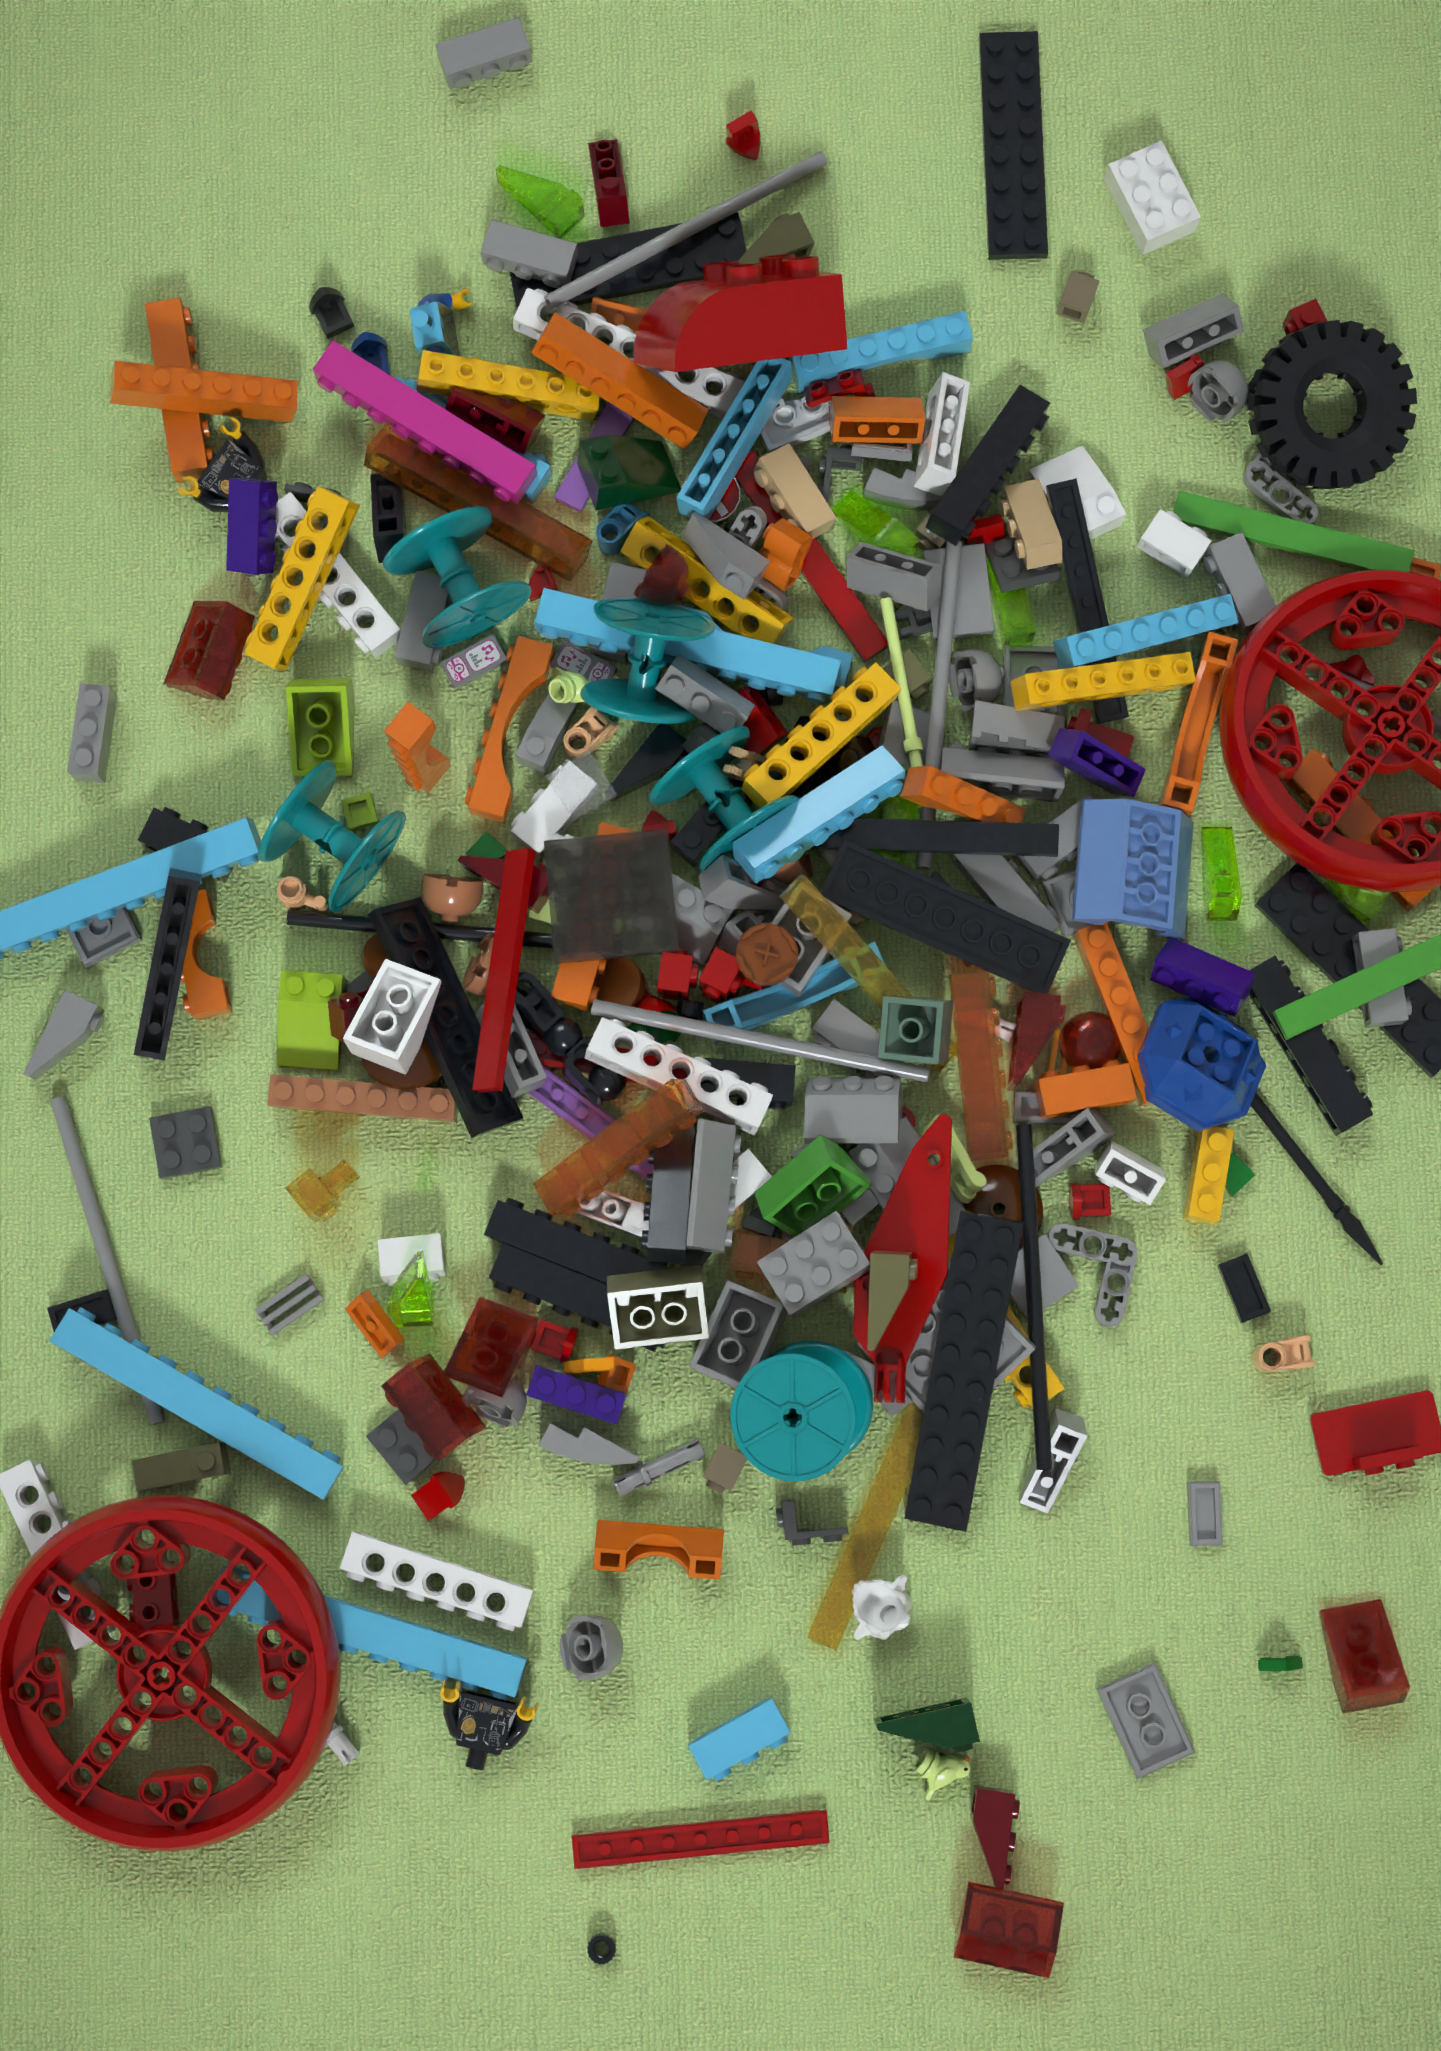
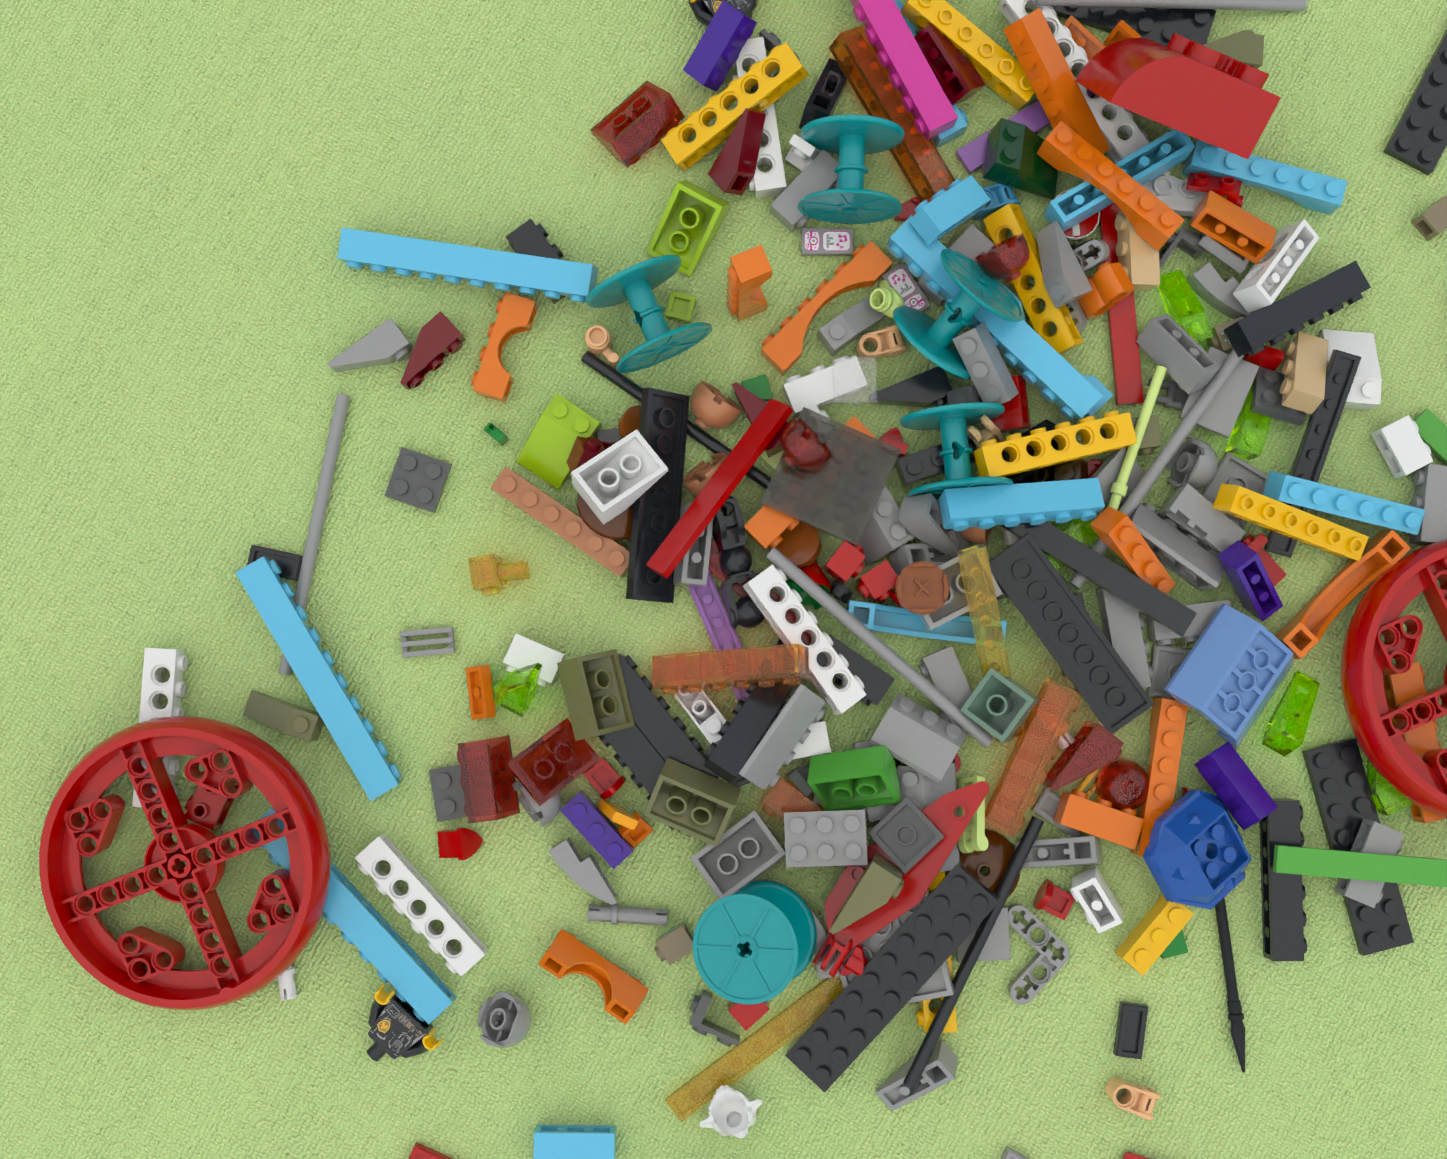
camera: 25 degrees right, 5 degrees up
(92, 733) = (517, 137): light grey brick -> none
(104, 938) = (443, 296): light grey tile -> none
(123, 995) = (433, 344): none -> dark red slope
(167, 964) = (475, 341): black brick -> none
(240, 1048) = (496, 433): none -> green tile
(334, 627) = (739, 156): none -> dark red slope
(396, 587) = (801, 152): none -> white bracket
(495, 1254) = (595, 694): none -> olive slope
(565, 880) = (803, 446): none -> clear red cylinder
(578, 561) = (948, 209): none -> medium azure brick
(654, 287) = (1121, 32): none -> orange plate
(773, 698) = (1034, 393): black axle -> none
(781, 455) = (1074, 155): none -> orange arch
(838, 1488) = (748, 1013): none -> red brick
(894, 1213) = (906, 835): none -> dark grey plate
(918, 1376) = (855, 963): none -> red piece

